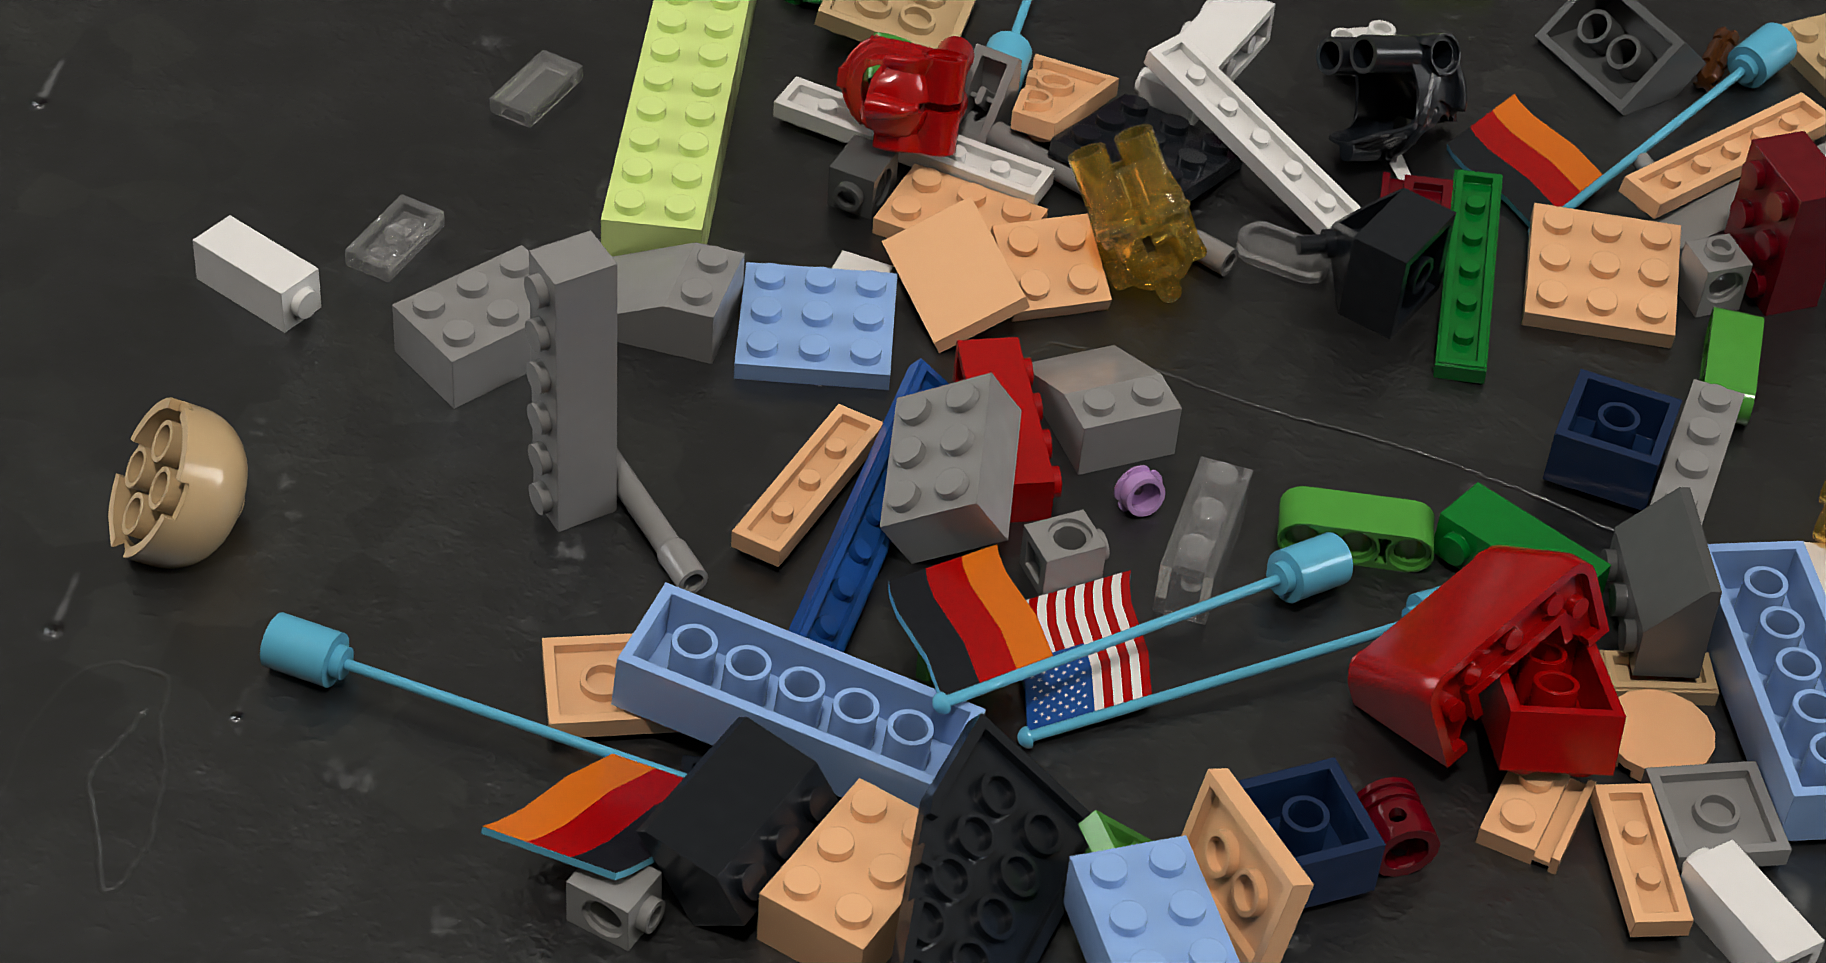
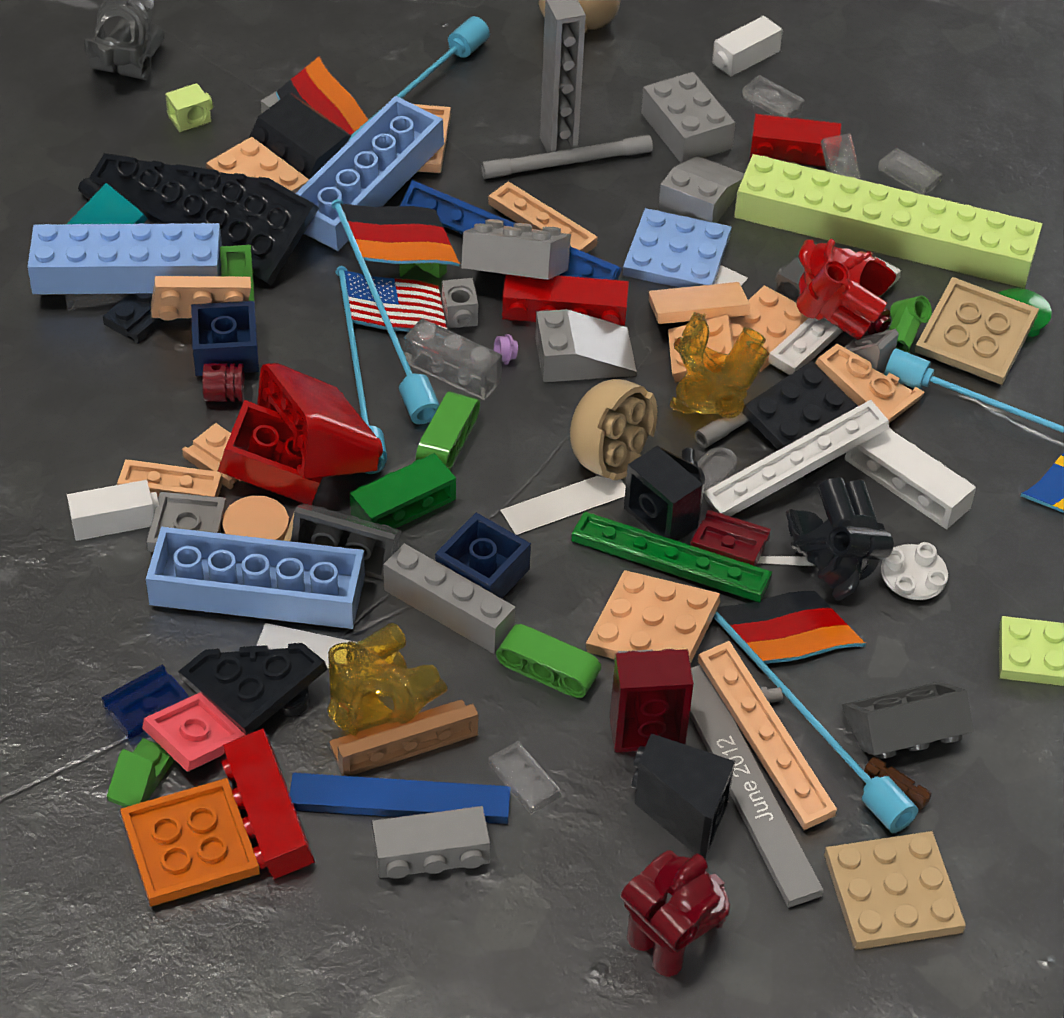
camera: 105 degrees right, 5 degrees up
(512, 195) = (791, 139): none -> red brick
(570, 139) = (840, 156): none -> clear plate
(1305, 310) = (612, 426): none -> tan cylinder
(1413, 399) = (563, 503): none -> white sticker

